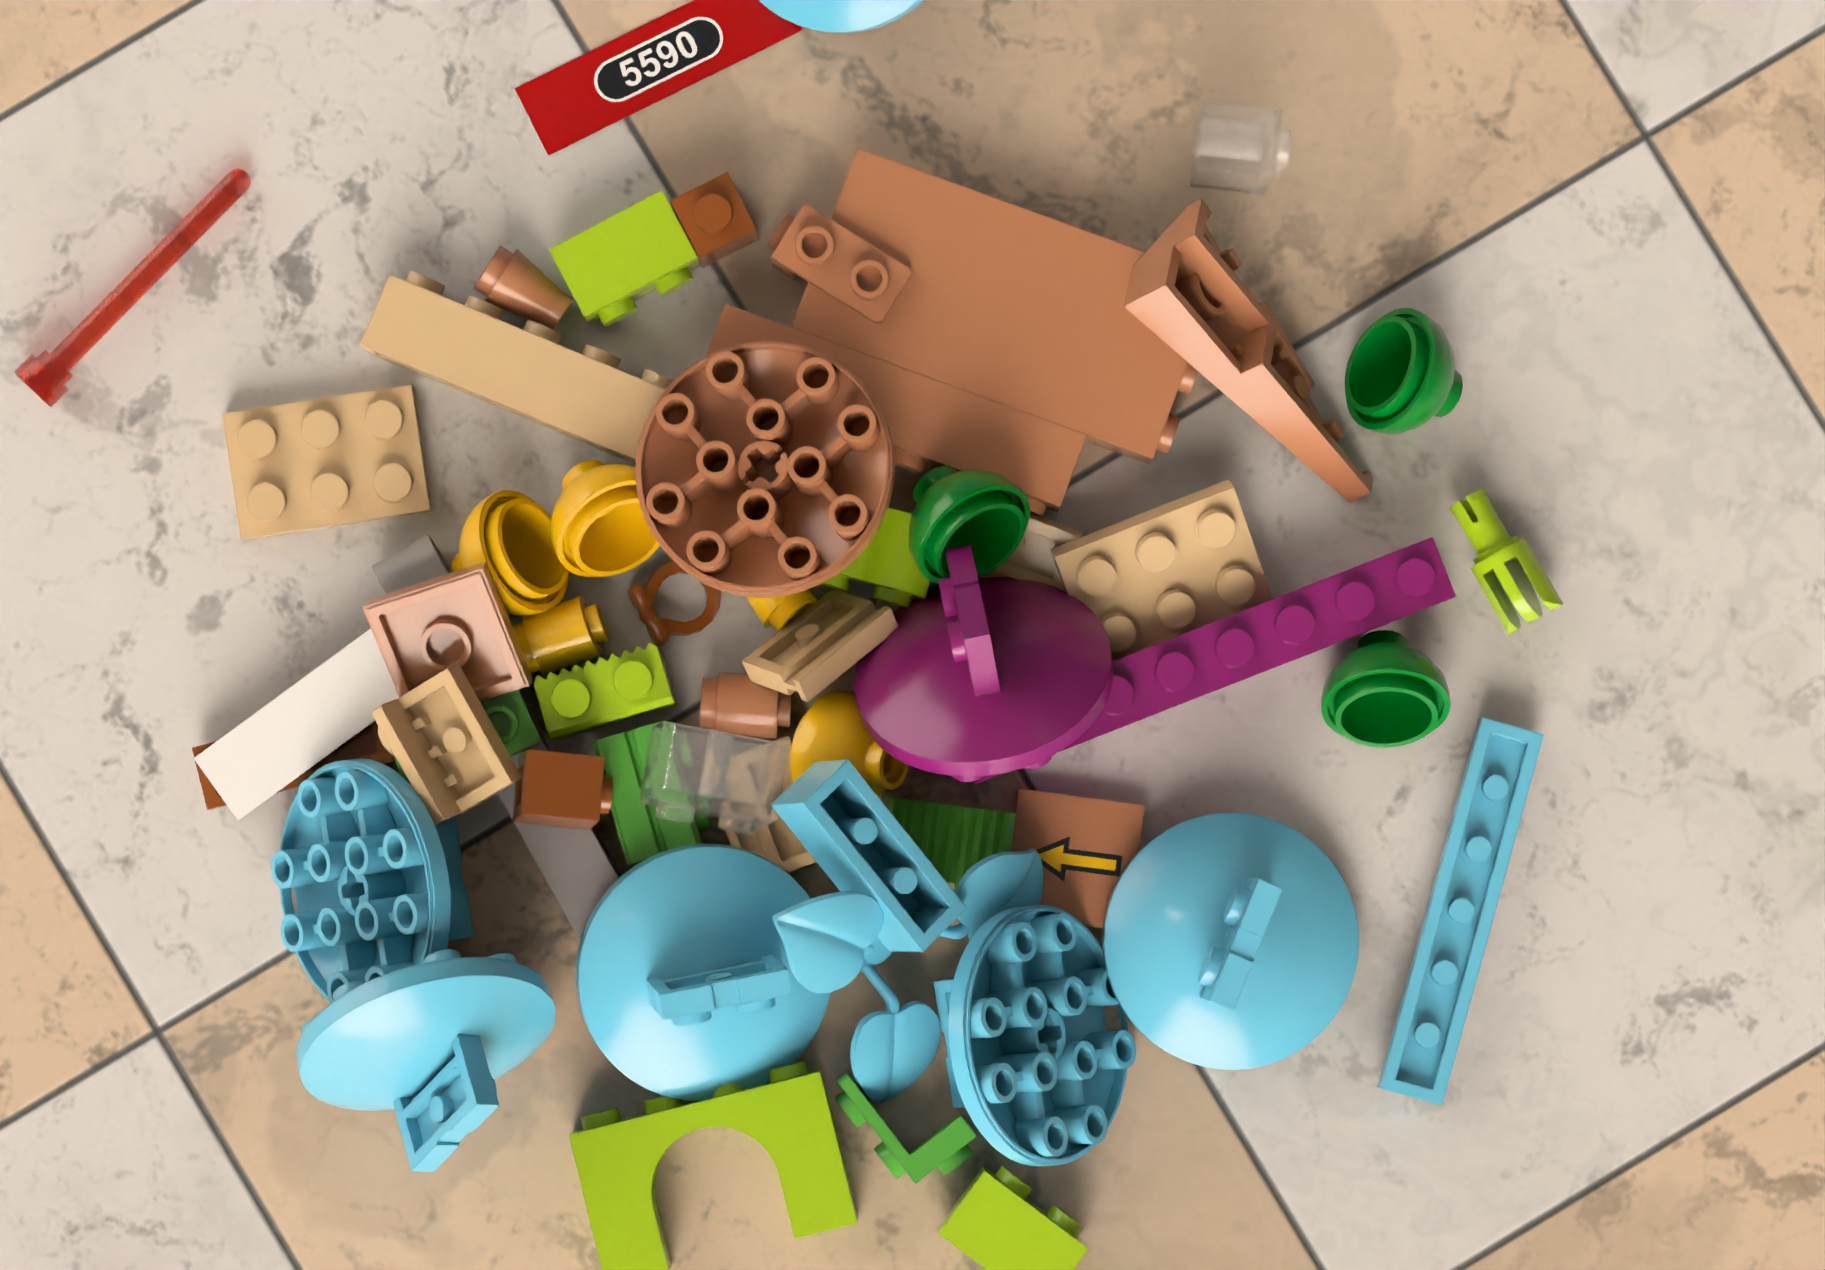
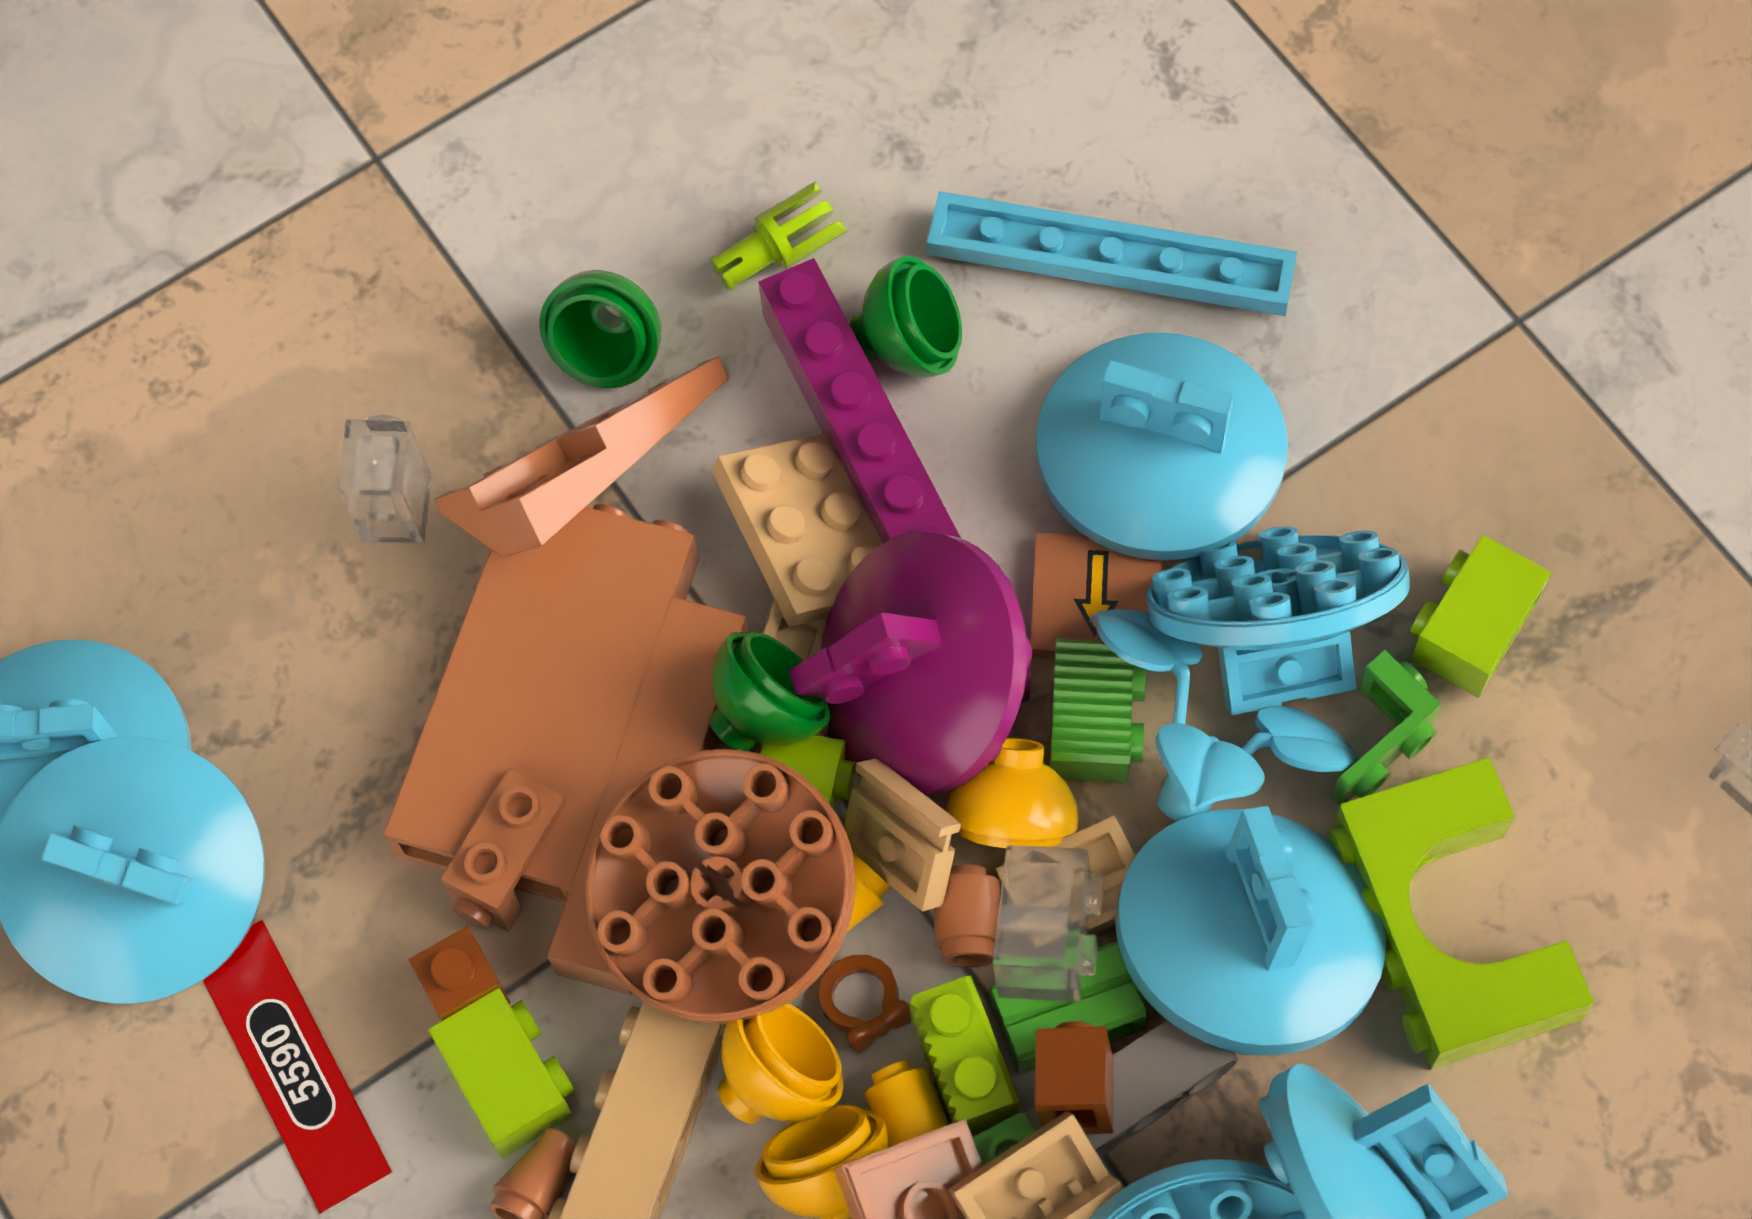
camera: 85 degrees left, 20 degrees down
(869, 853) = (1109, 748): medium azure brick -> none

